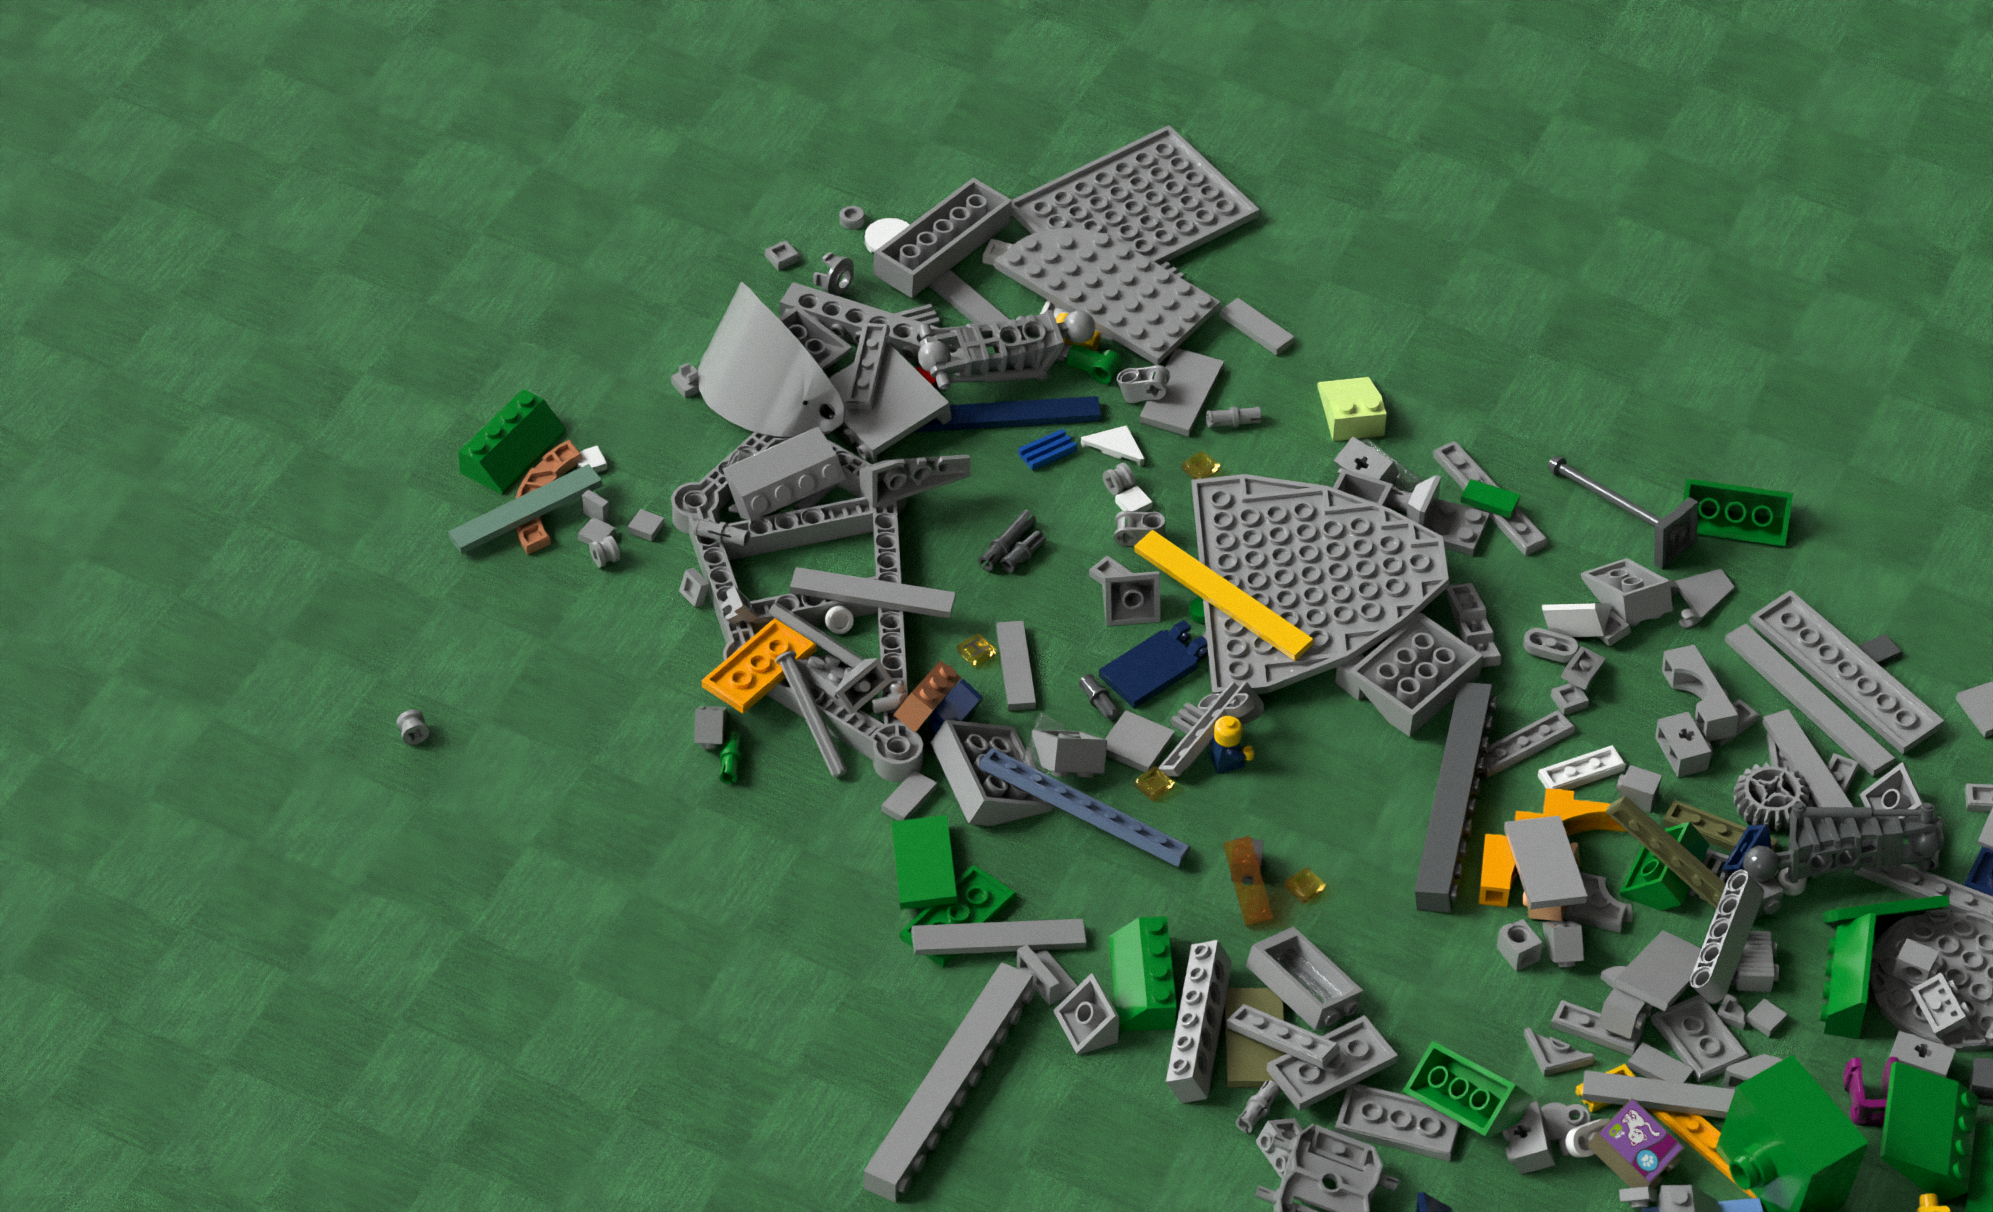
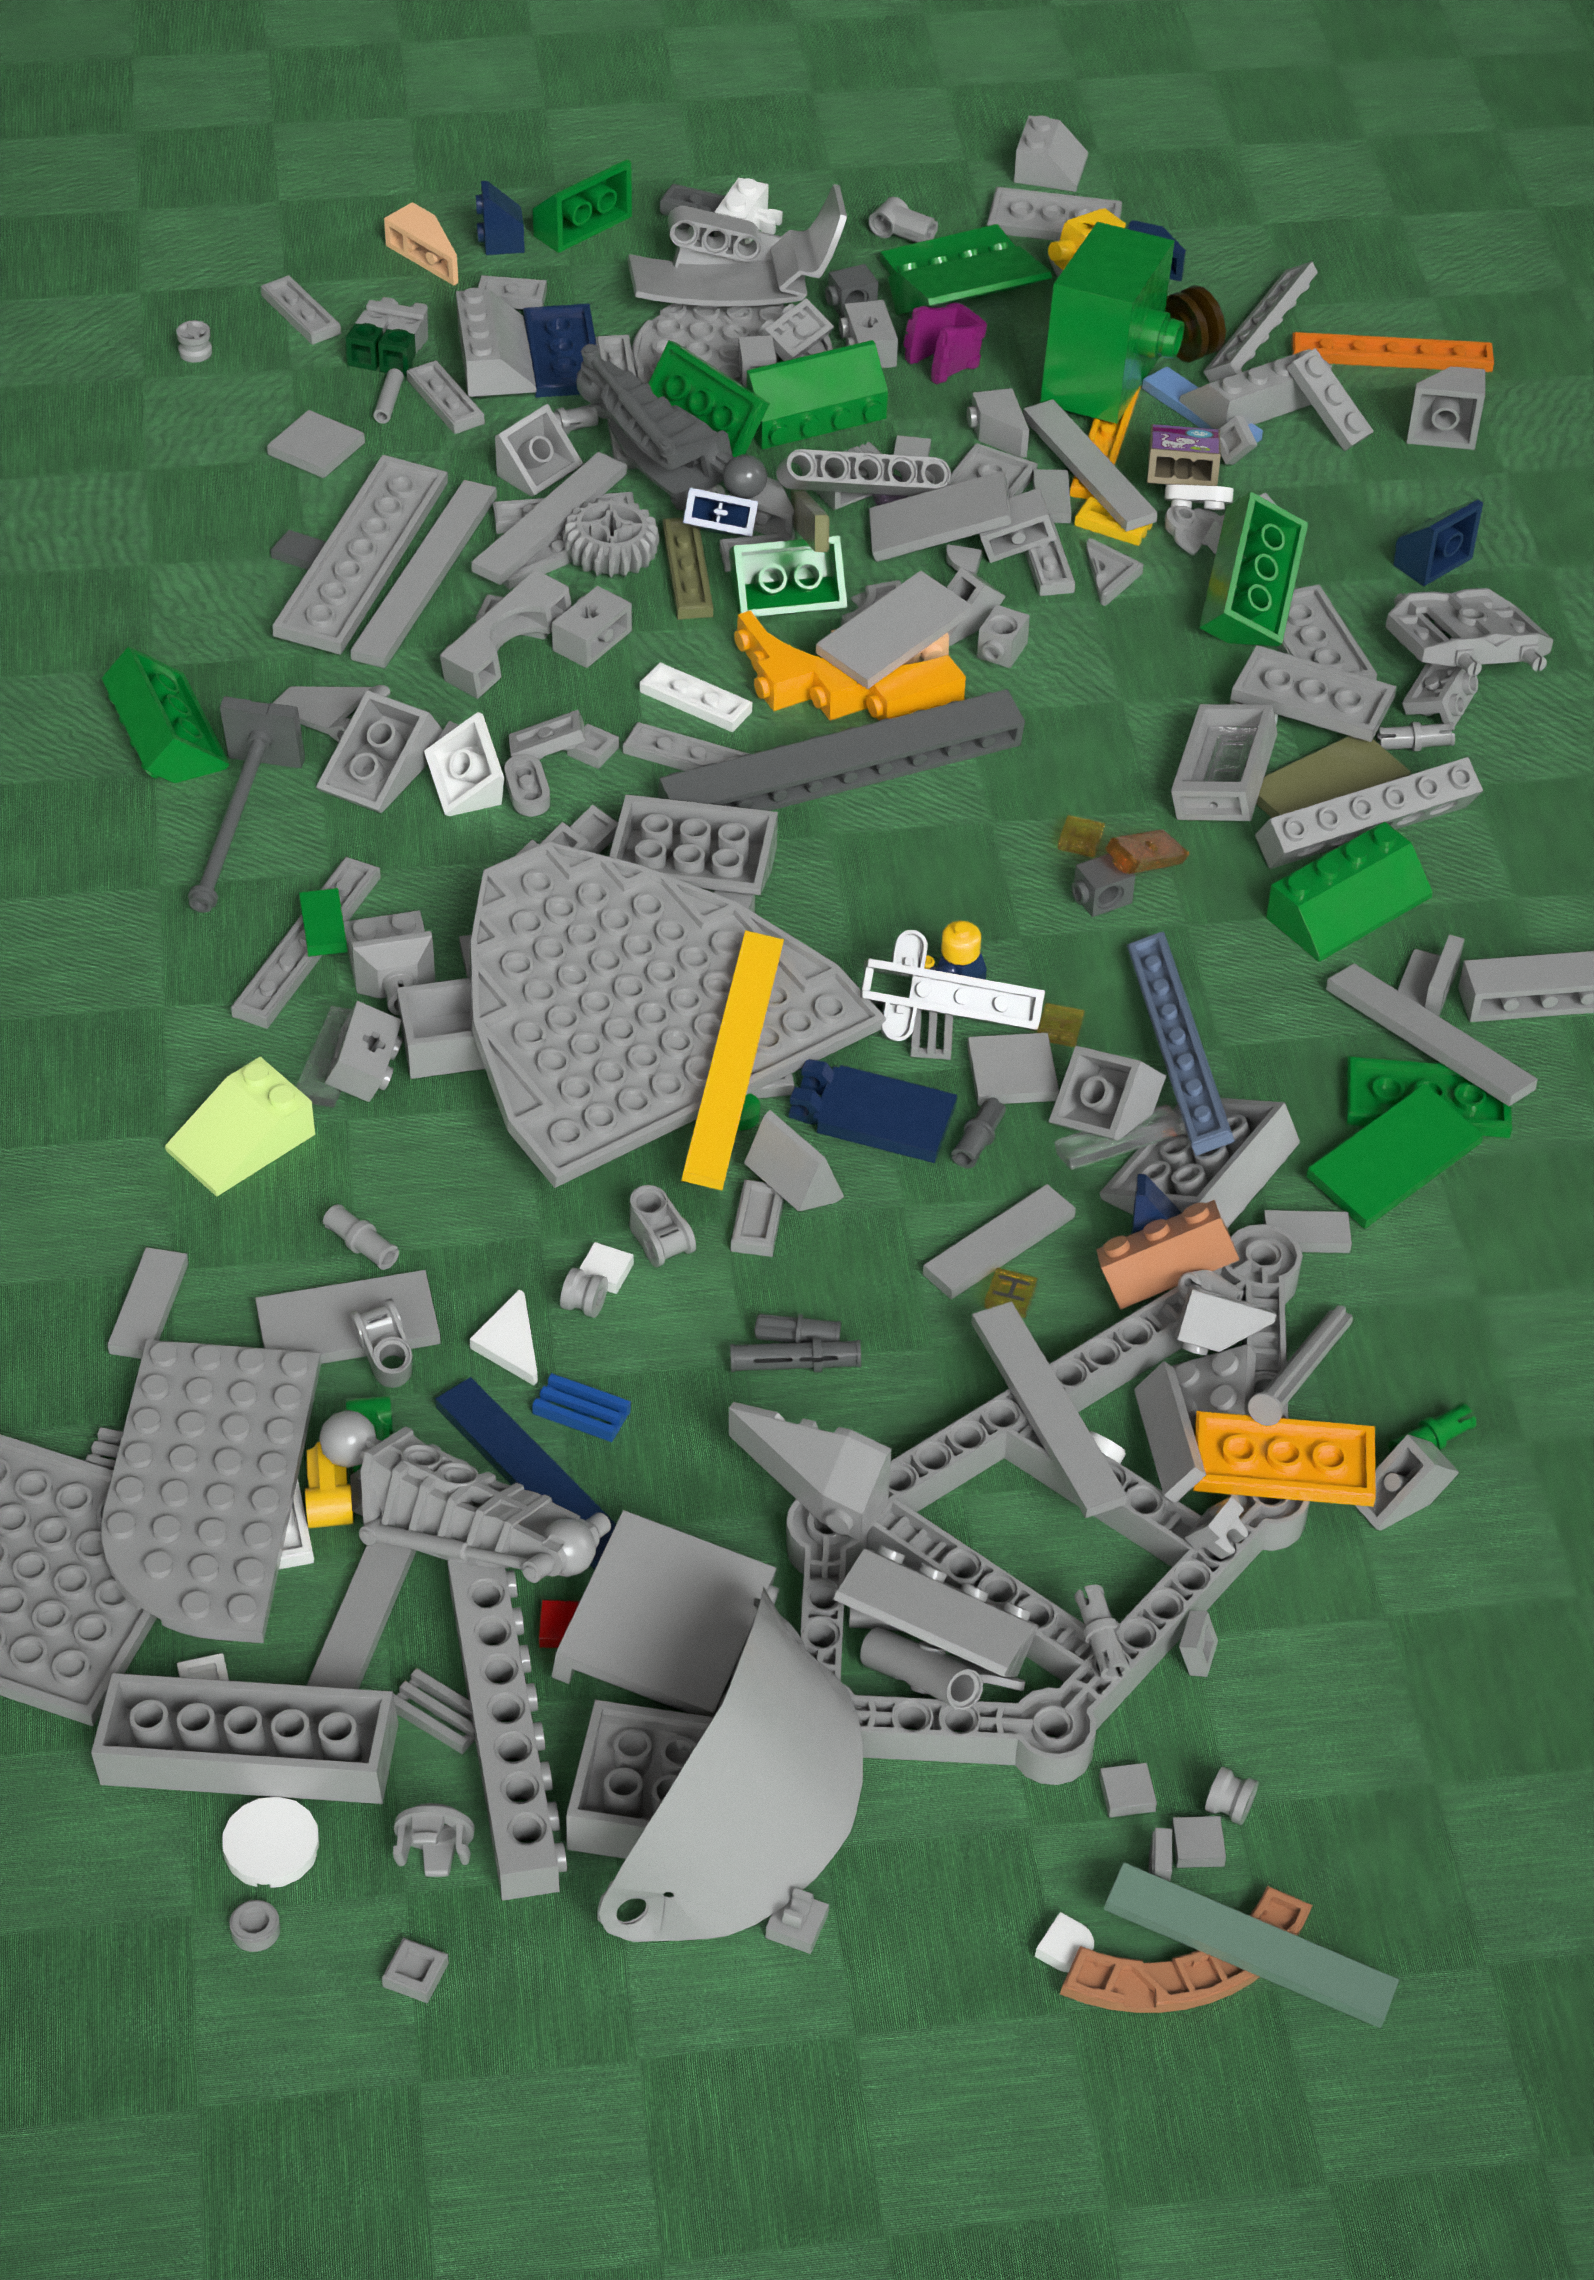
camera: 125 degrees left, 0 degrees up
(511, 442) = (1134, 2072): green slope -> none
(867, 366) = (626, 1648): light grey tile -> none
(1088, 1017) = (1453, 905): light grey slope -> none
(1200, 466) = (479, 1234): clear yellow tile -> none
(1283, 1036) = (1326, 733): light grey tile -> none
(1640, 787) = (690, 633): light grey brick -> none

